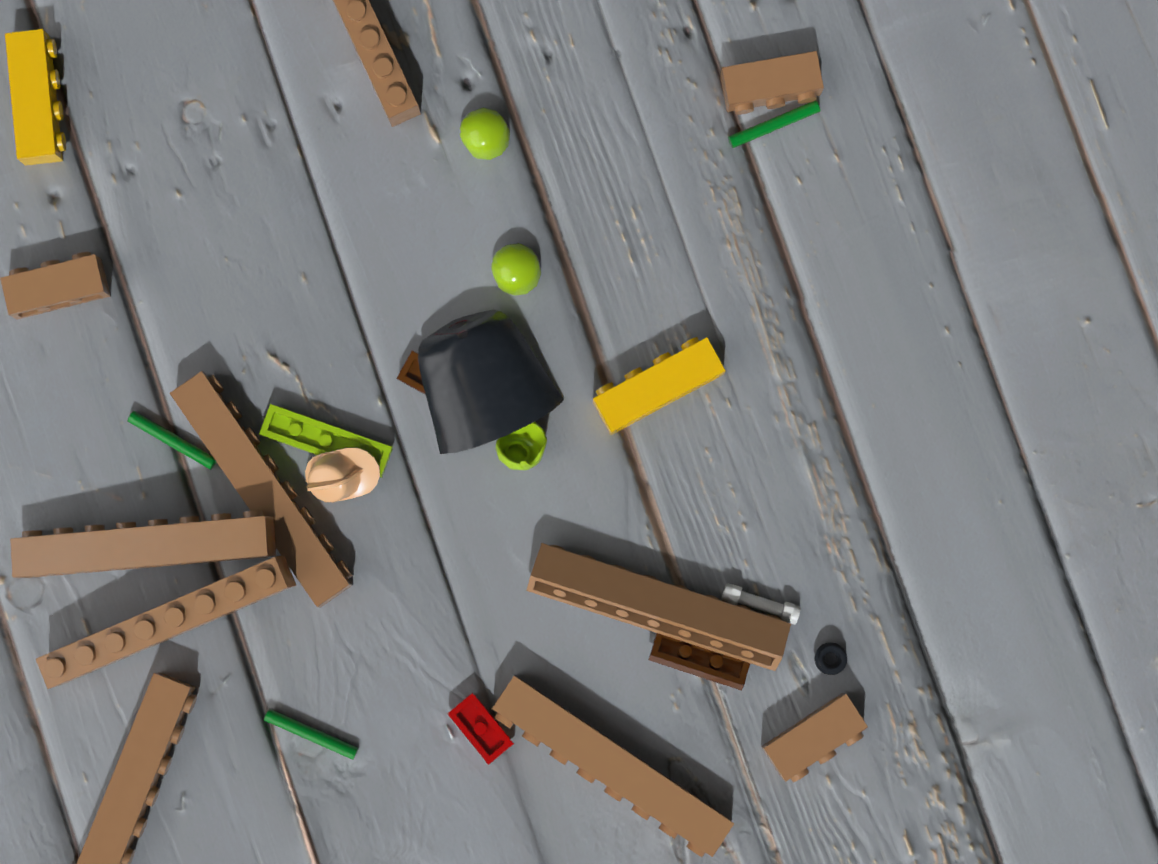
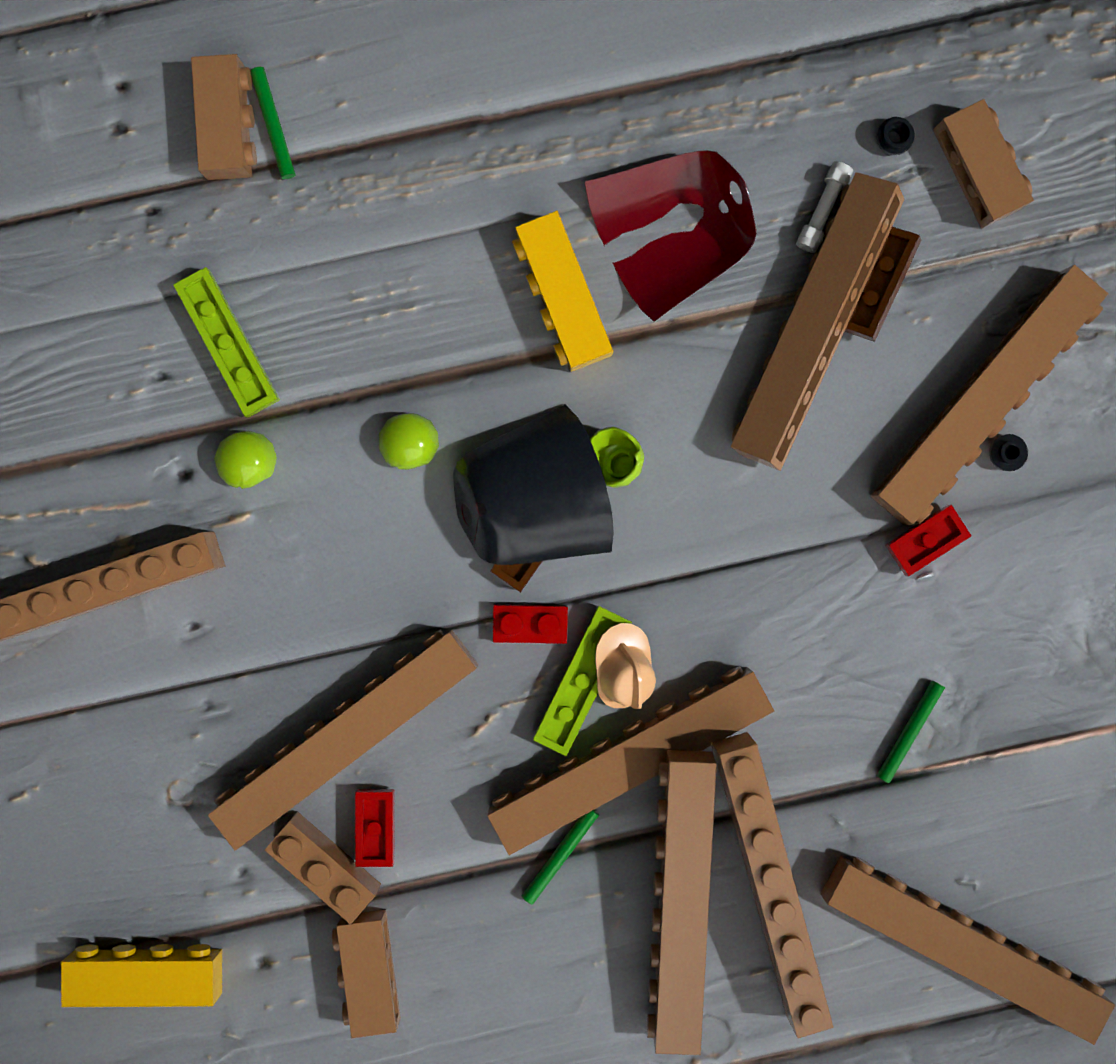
camera: 80 degrees left, 5 degrees up
(143, 238) = (323, 868): none -> medium nougat brick
(180, 278) = (374, 828): none -> red plate
(255, 243) = (343, 739): none -> medium nougat brick
(370, 391) = (530, 624): none -> red plate
(563, 780) = (997, 452): none -> black plate
(582, 107) = (226, 342): none -> lime plate
(699, 486) = (680, 262): none -> dark red piece

